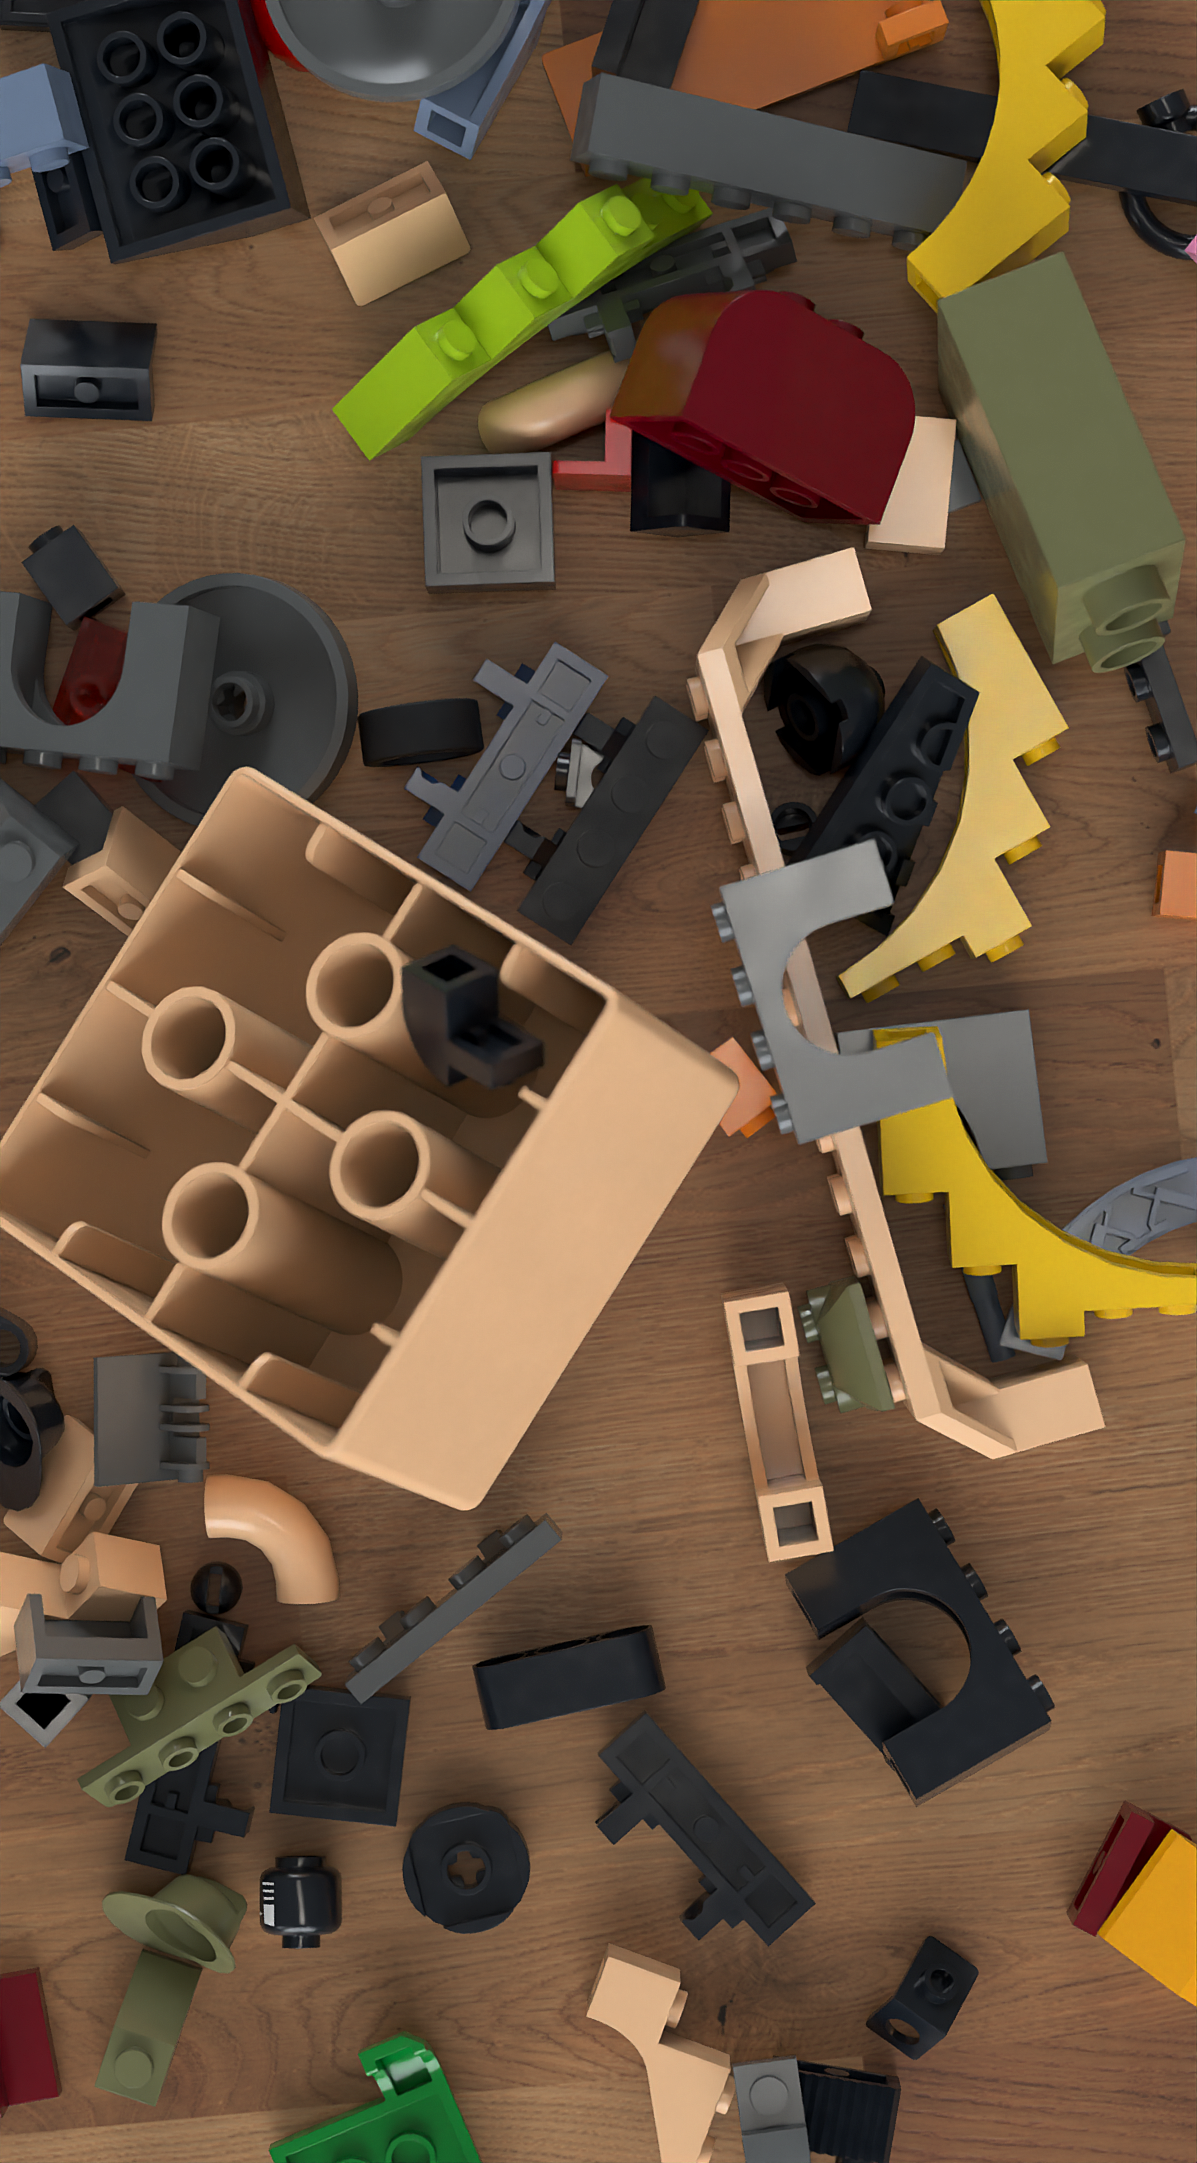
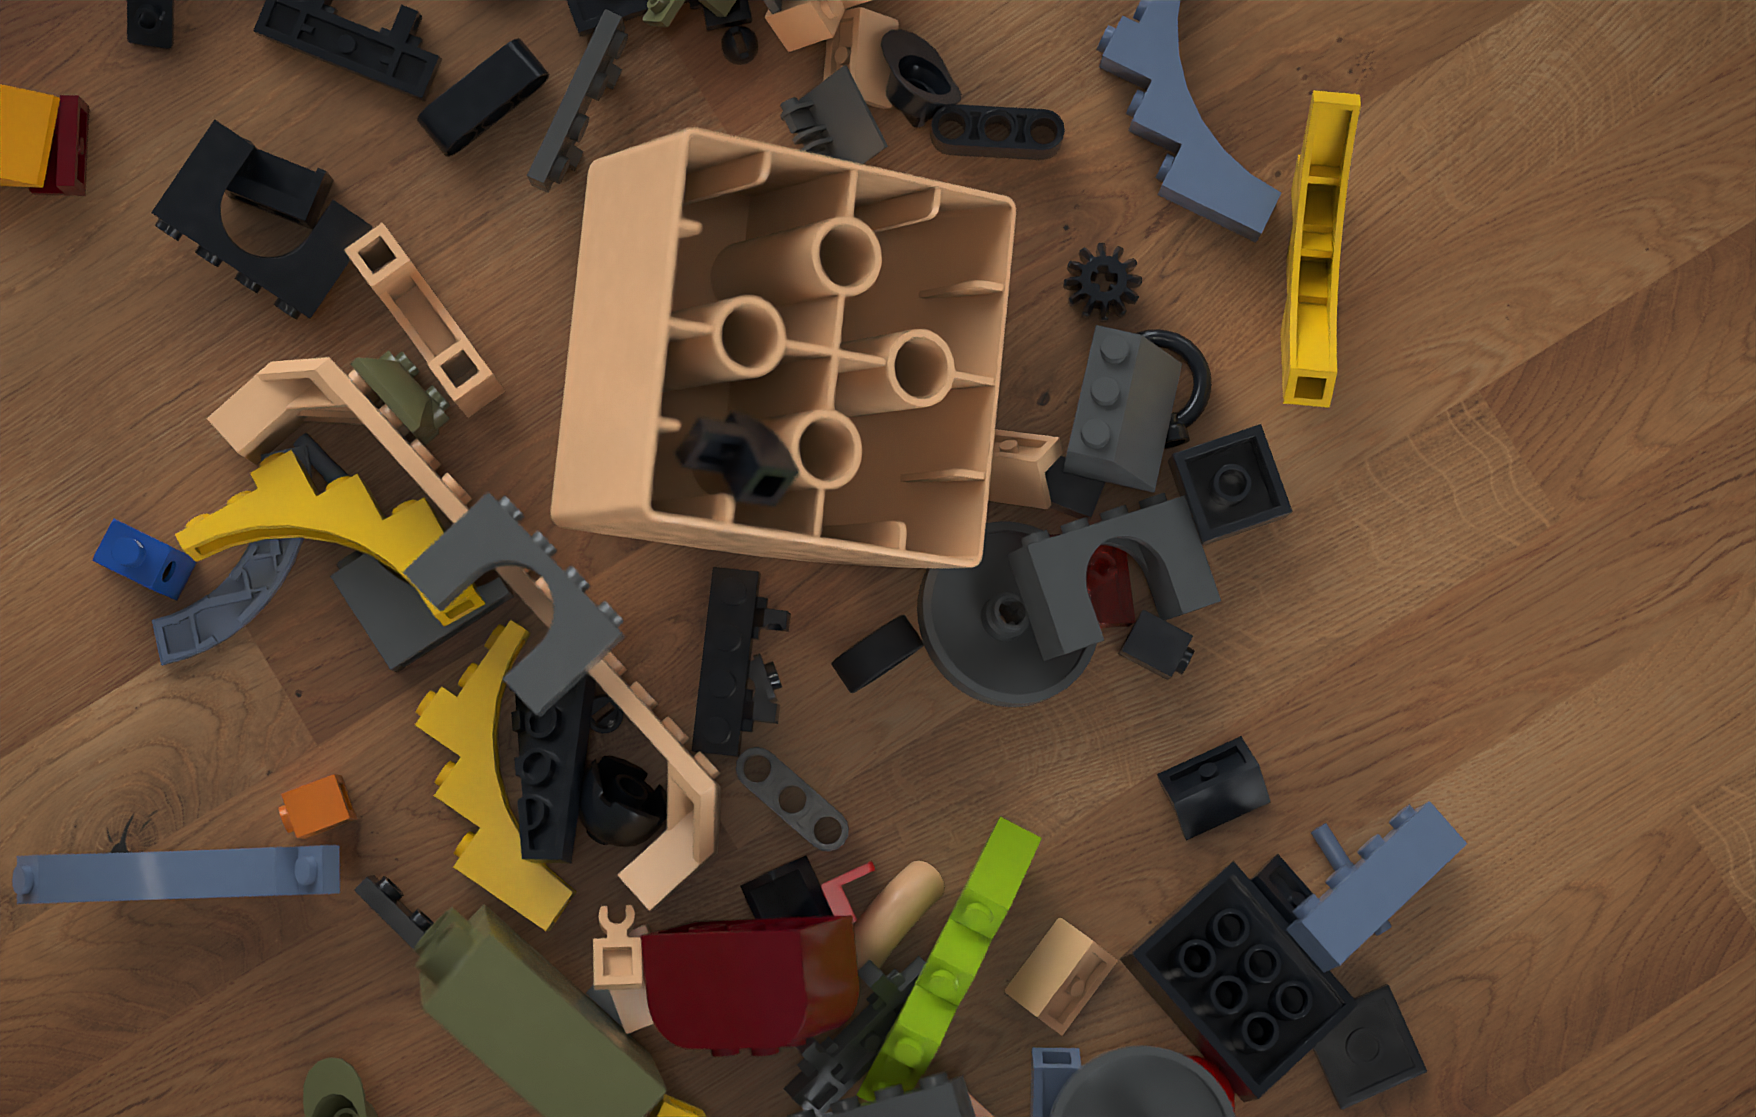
camera: 145 degrees right, 5 degrees down
(281, 1529) = (717, 100): light nougat cylinder -> none
(488, 523) = (901, 813): black brick -> none
(538, 719) = (814, 626): hinge -> none
(608, 577) = (771, 789): none -> black beam
(752, 1103) = (564, 540): orange brick -> none
(920, 514) = (617, 957): none -> light nougat plate

